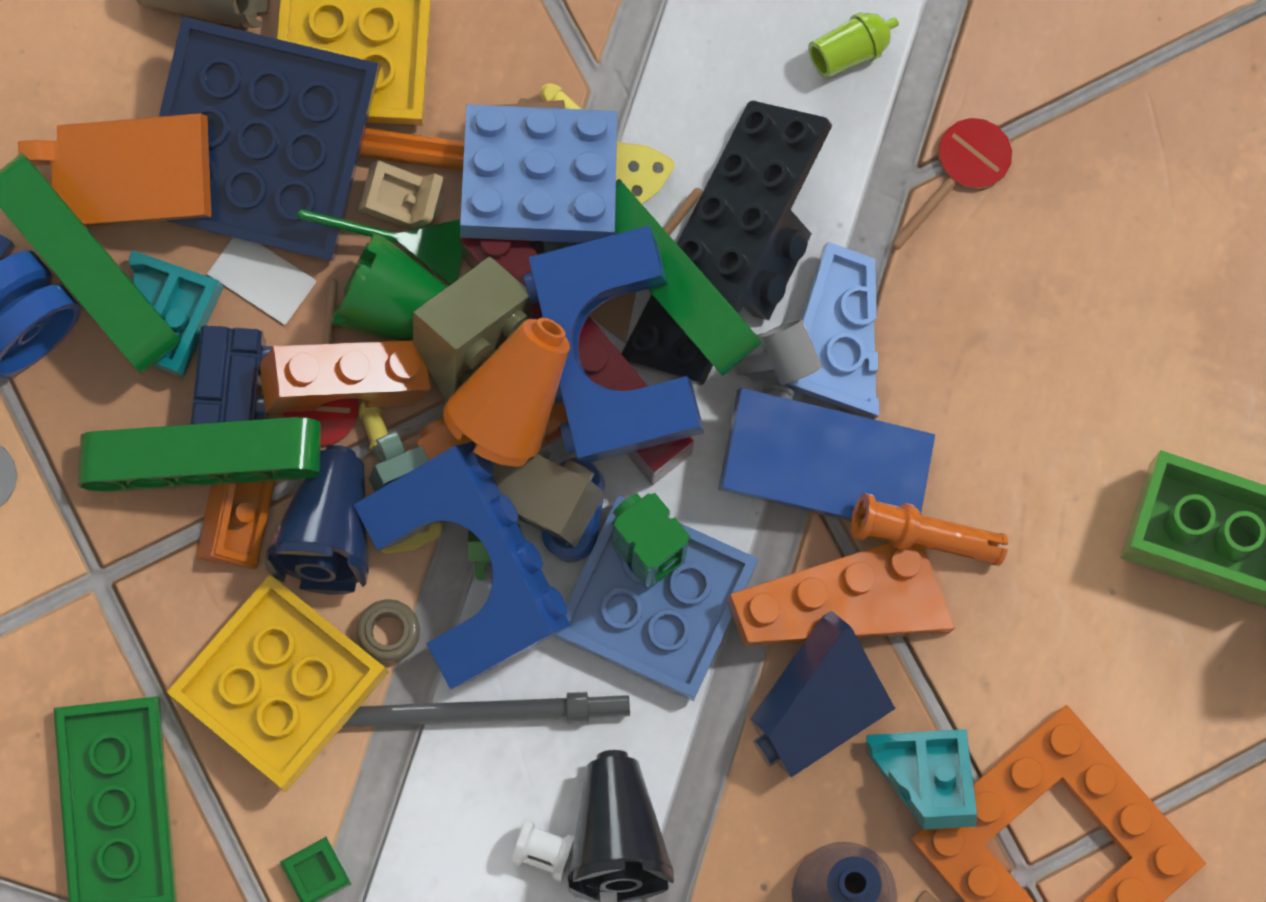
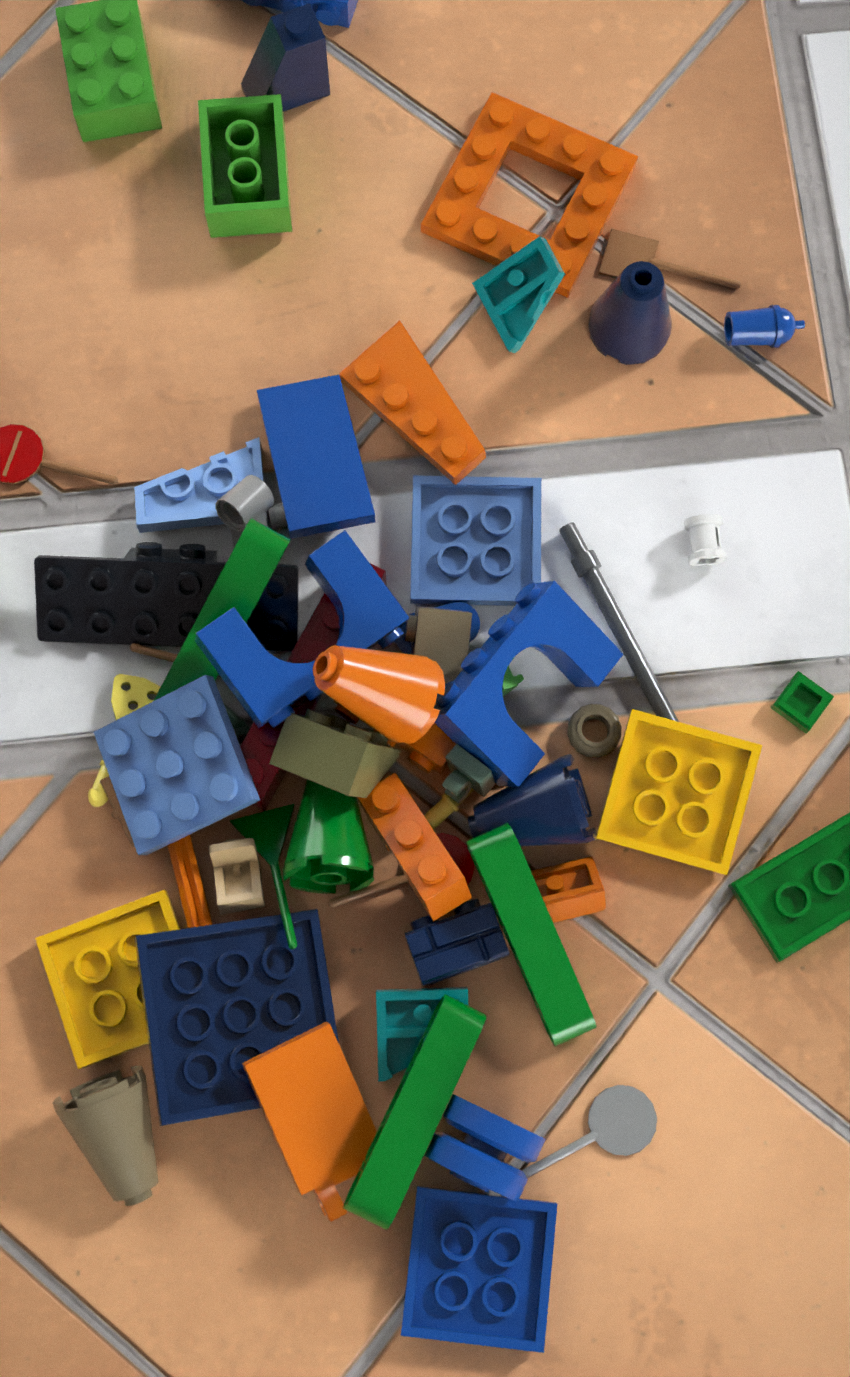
camera: 110 degrees left, 0 degrees up
(262, 278) = (353, 964): white sticker -> none
(617, 834) = (669, 488): black cone -> none
(649, 538) = (444, 544): green brick -> none
(819, 699) = (502, 385): dark blue slope -> none
(906, 527) = (342, 374): orange pin -> none

